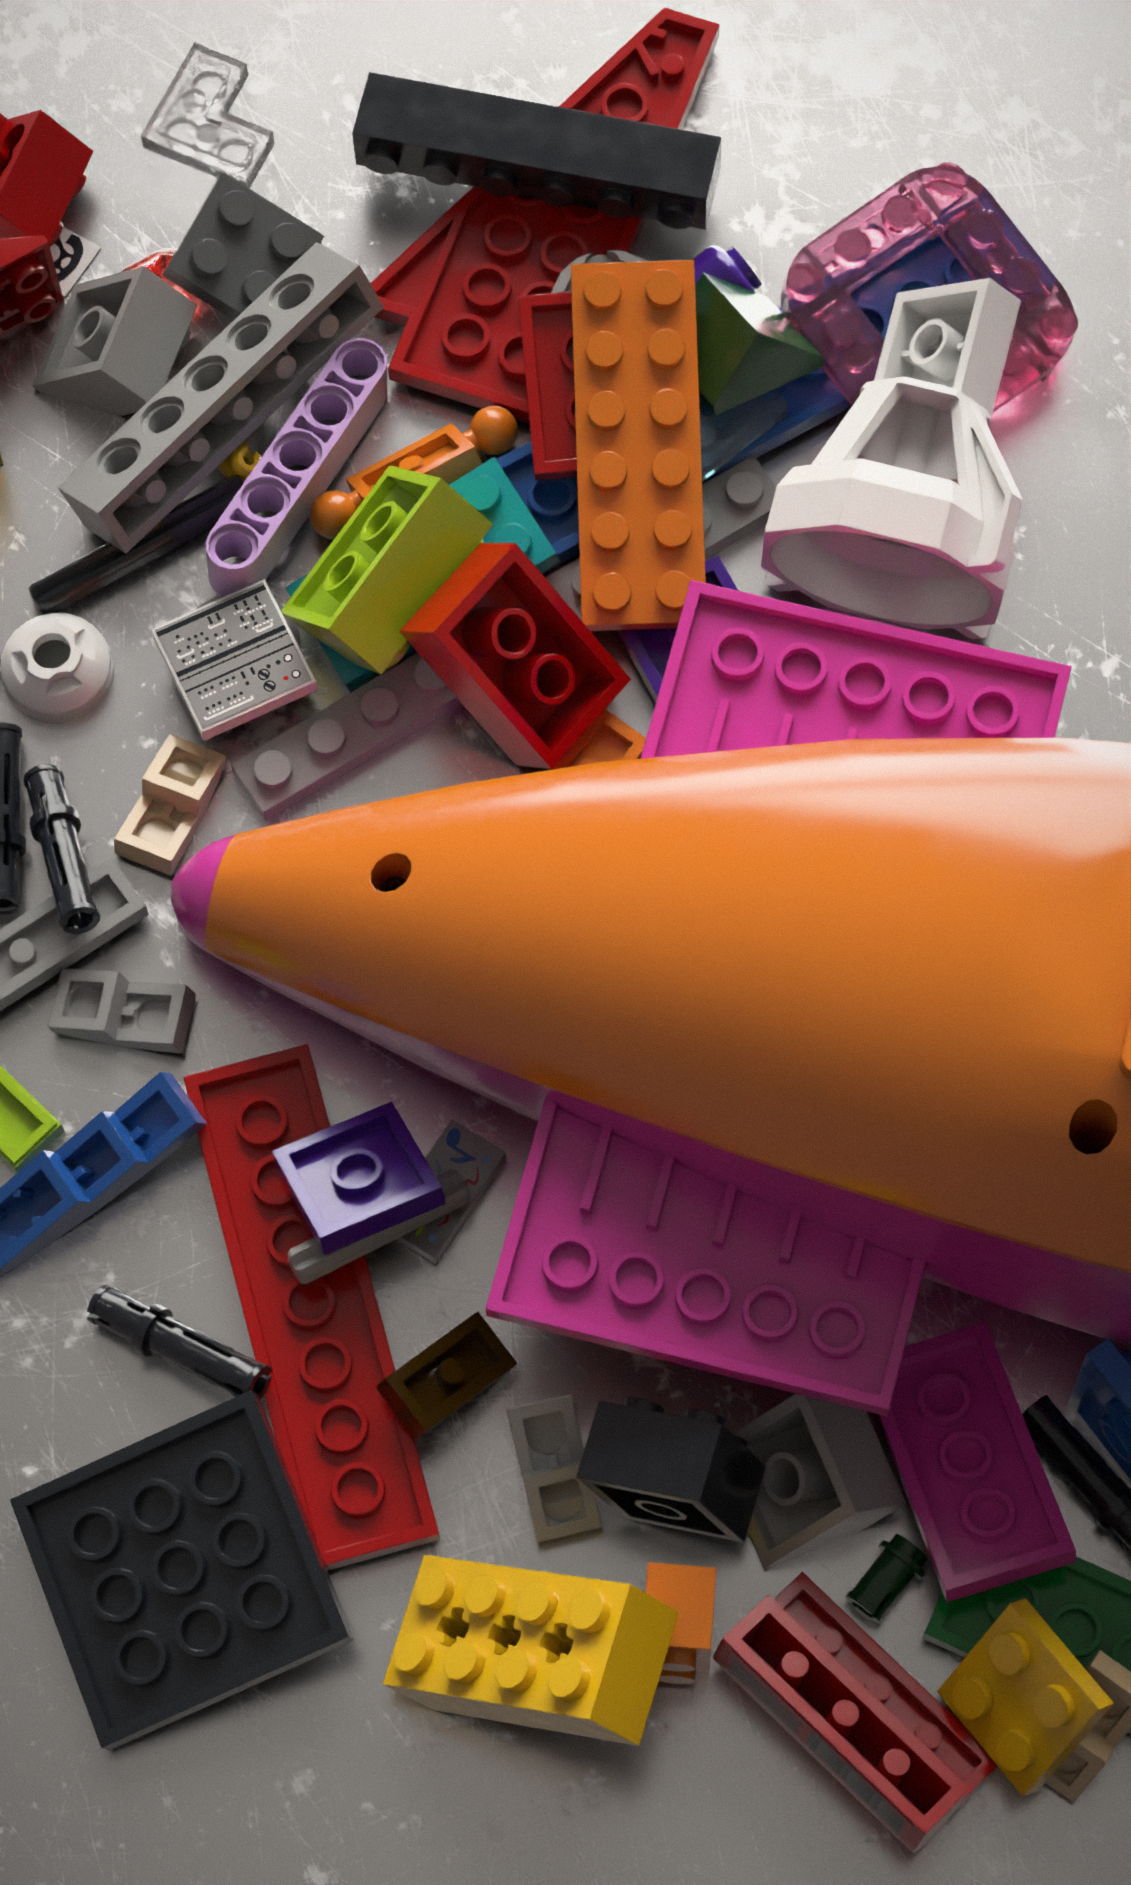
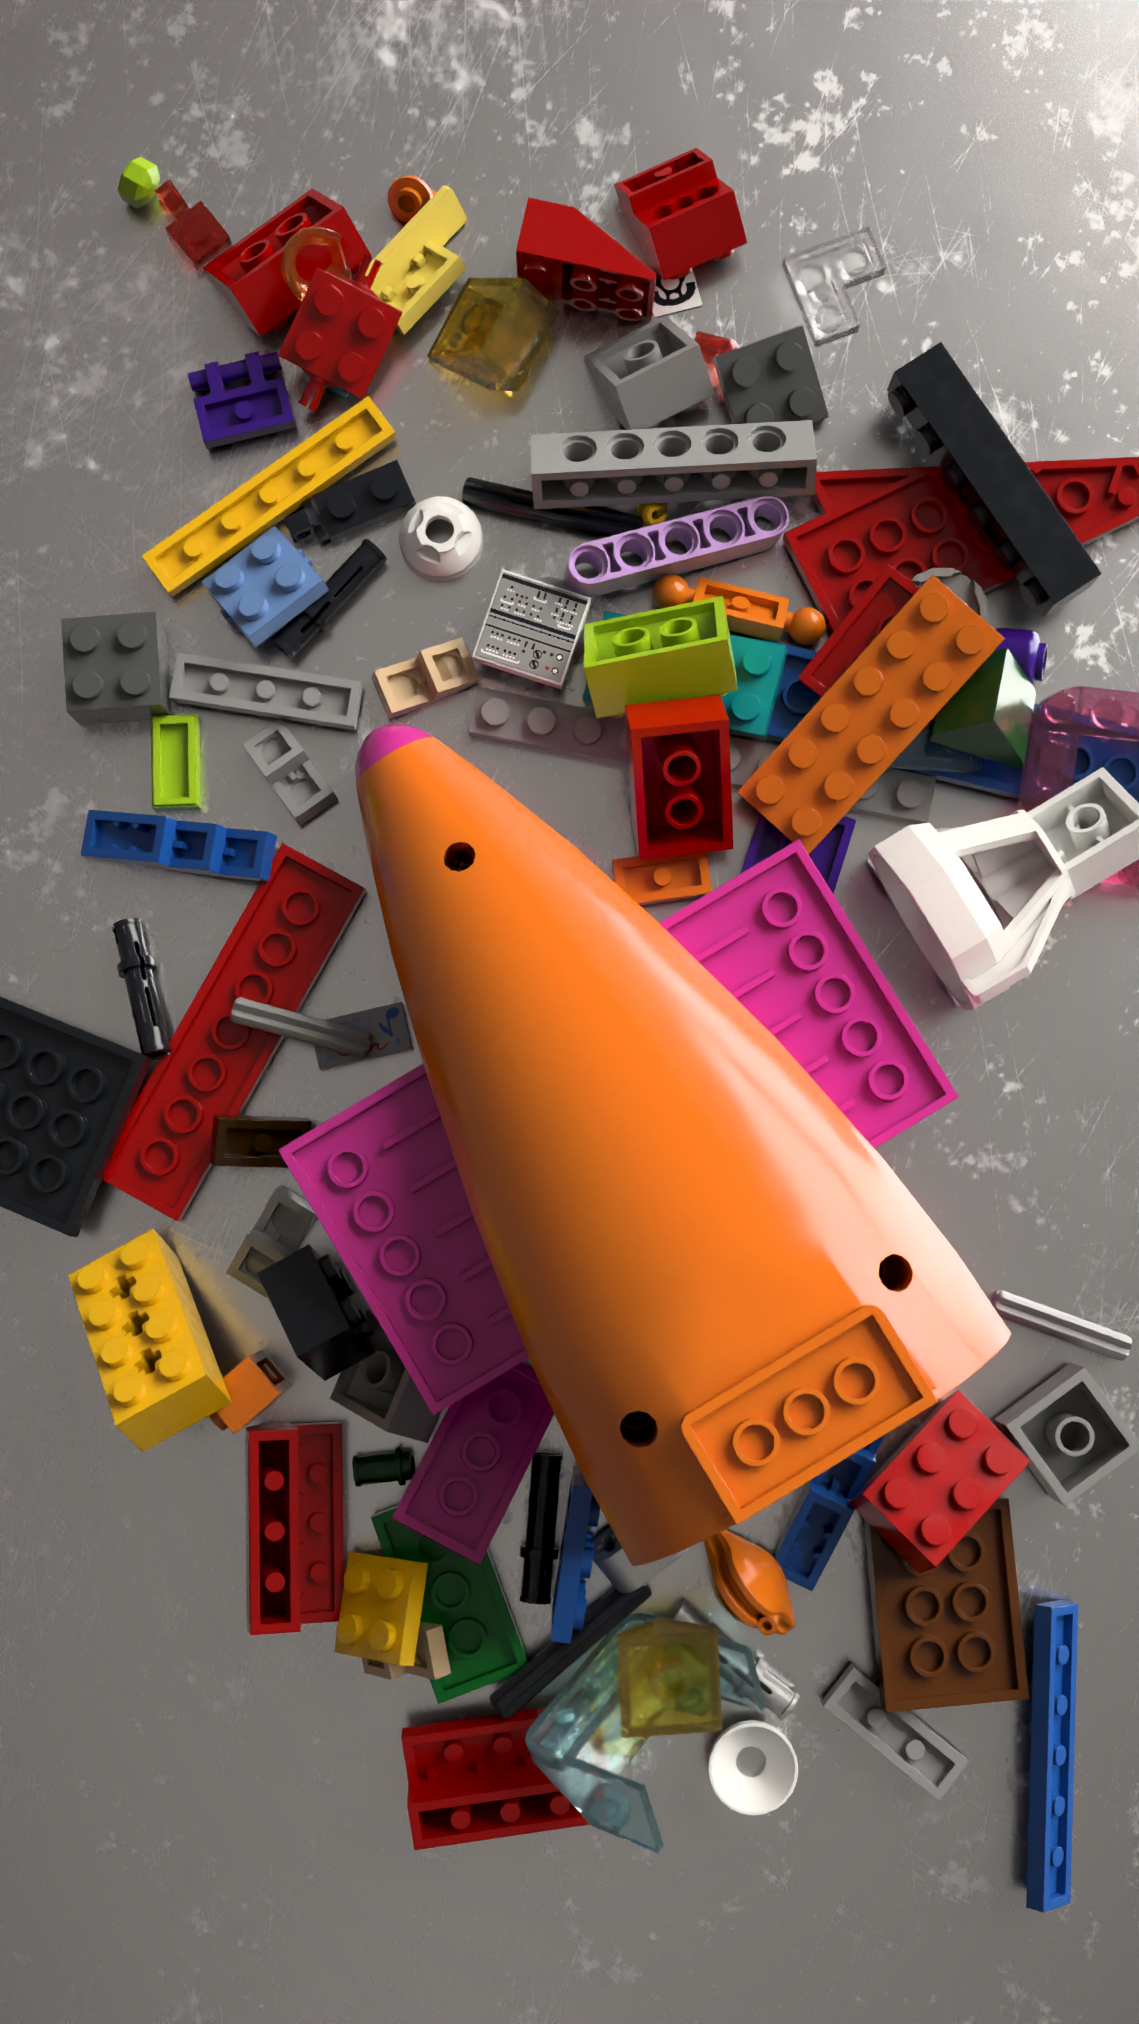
camera: 40 degrees right, 15 degrees up
(56, 828) = (347, 637): black pin -> none
(358, 1178) = (310, 994): dark purple plate -> none

